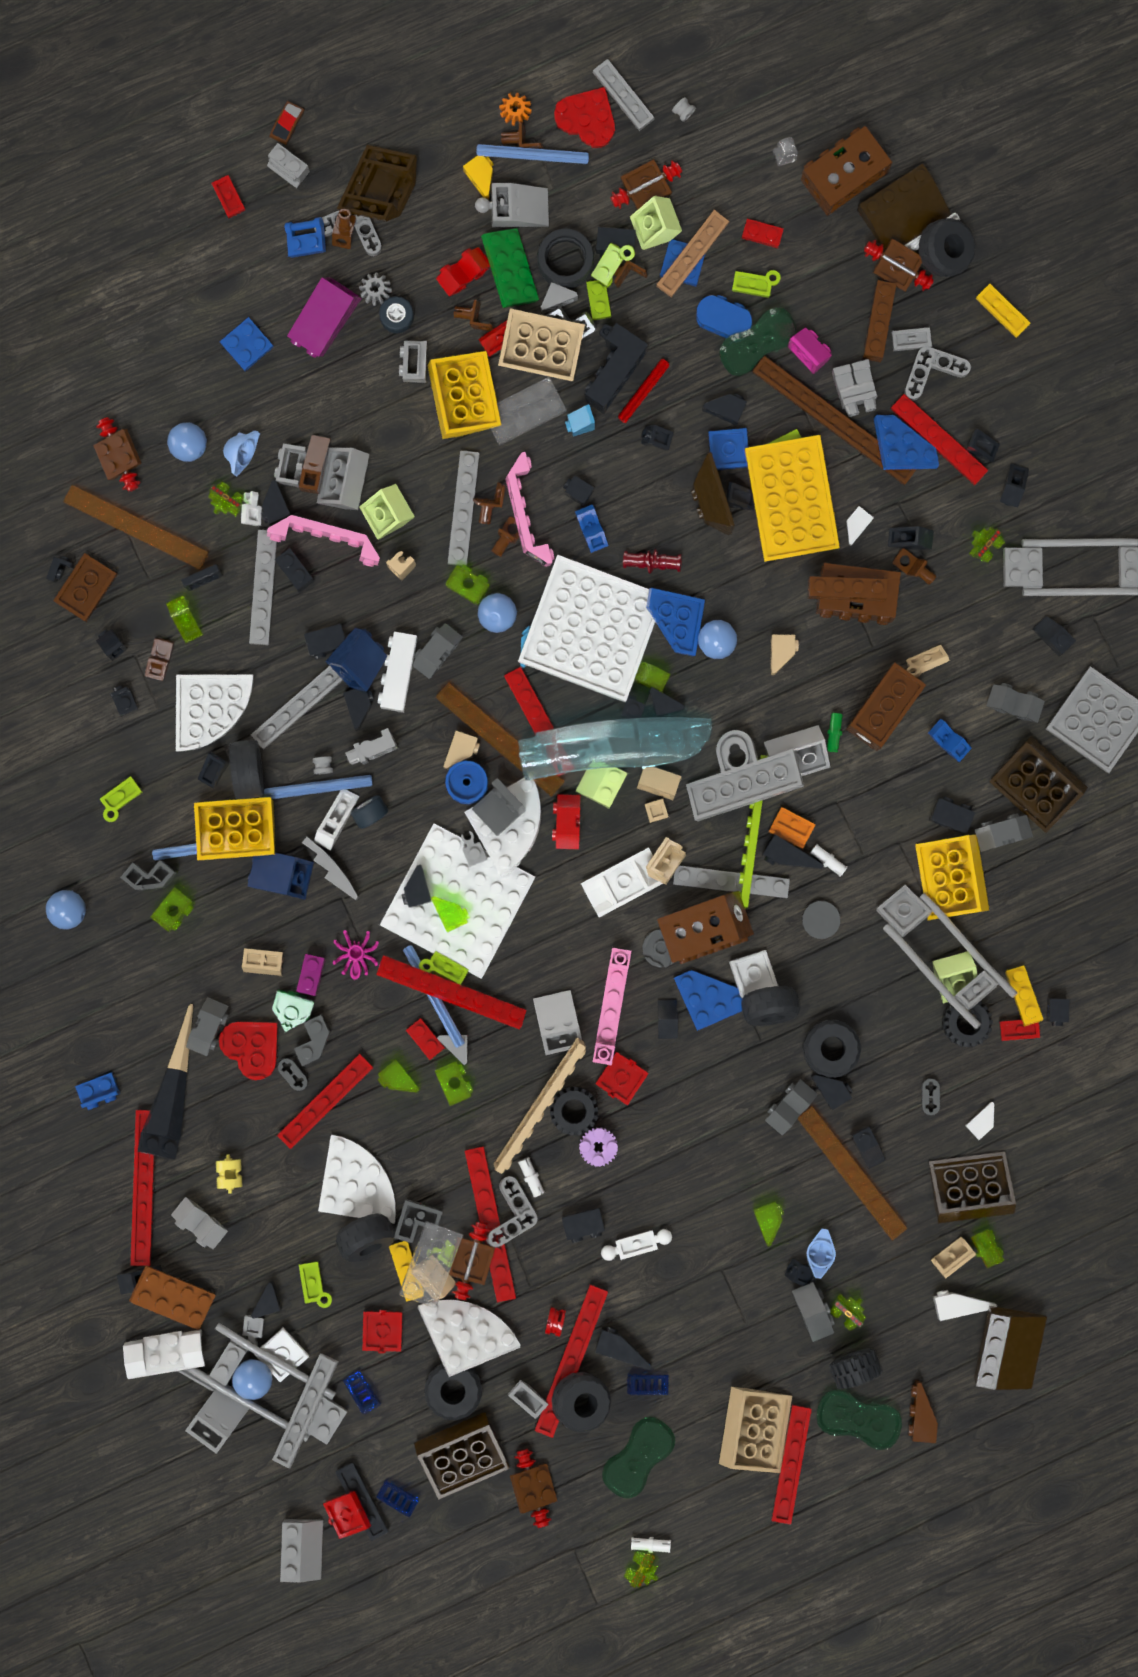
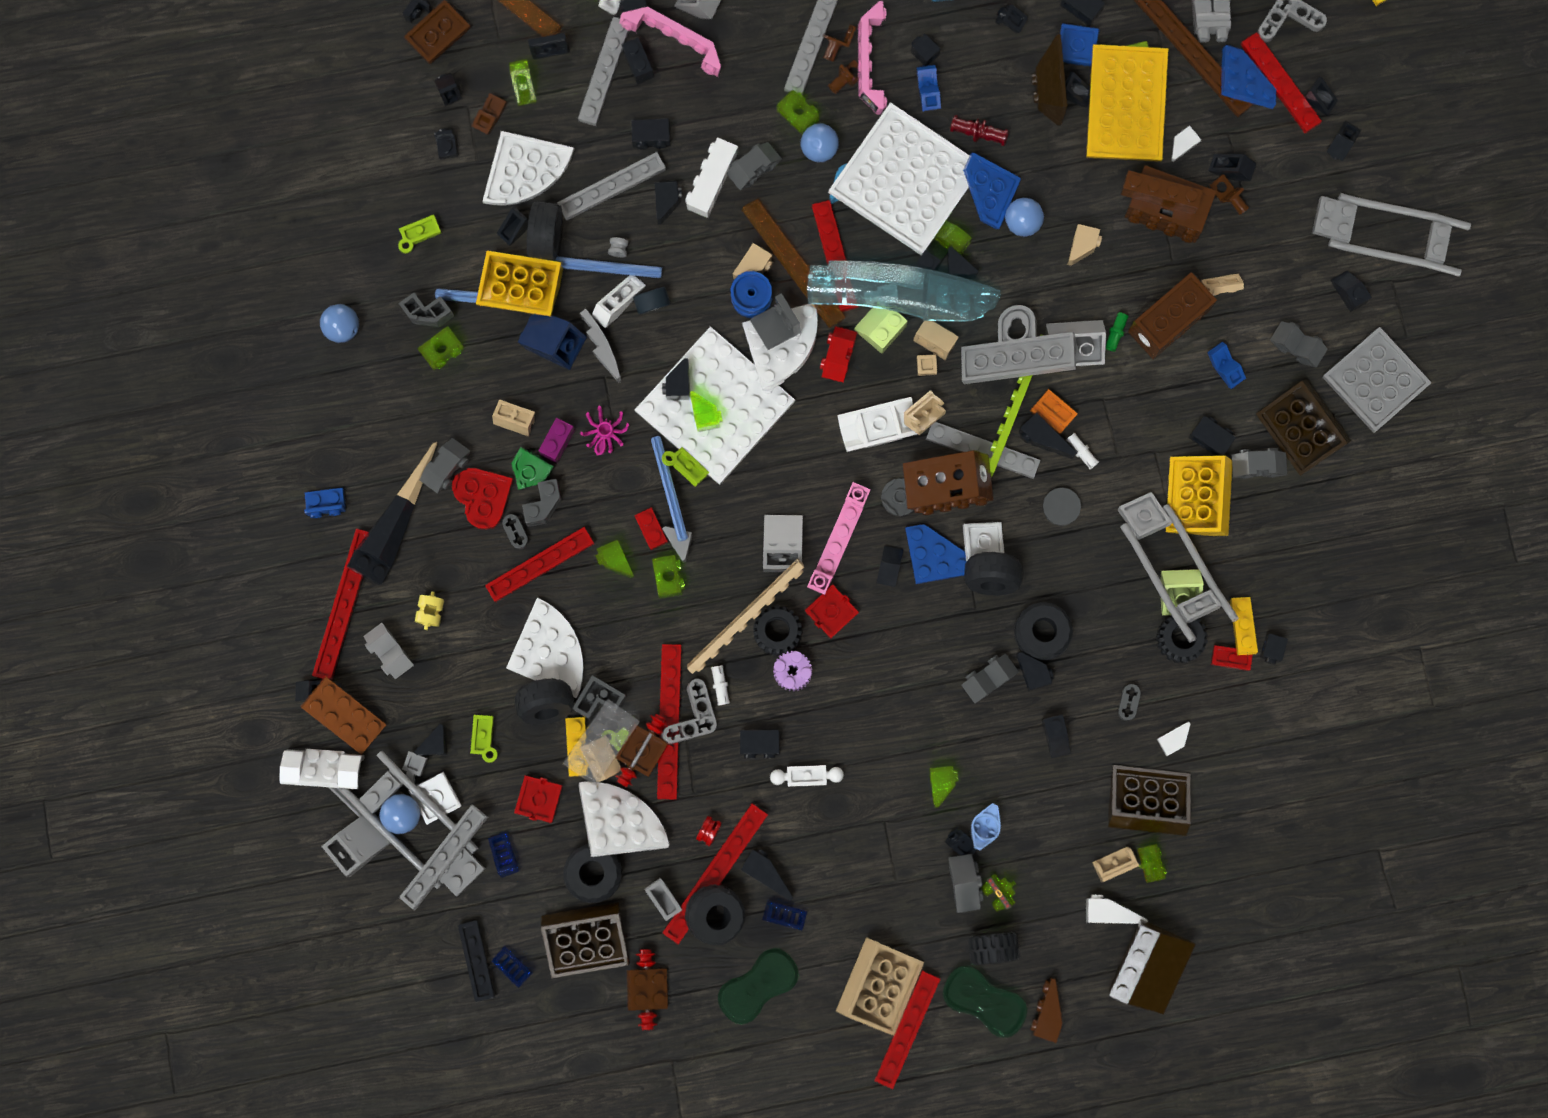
camera: 20 degrees right, 5 degrees down
(301, 1550) = (405, 994): light grey slope -> none
(347, 1514) = (458, 969): red plate -> none
(358, 659) = (676, 154): dark blue slope -> none
(372, 749) = (669, 241): light grey hips -> none
(386, 511) = (738, 27): yellowish green slope -> none
(401, 567) = (739, 80): tan hinge -> none
(451, 992) = (687, 488): red plate -> none
(473, 852) = (741, 361): light grey plate -> none
(637, 1577) = (736, 1100): clear neon green hips -> none
(651, 1544) = (749, 1075): white pin -> none
(852, 1173) = (1034, 758): clear orange tile -> none
(983, 541) = (1311, 184): clear neon green hips -> none

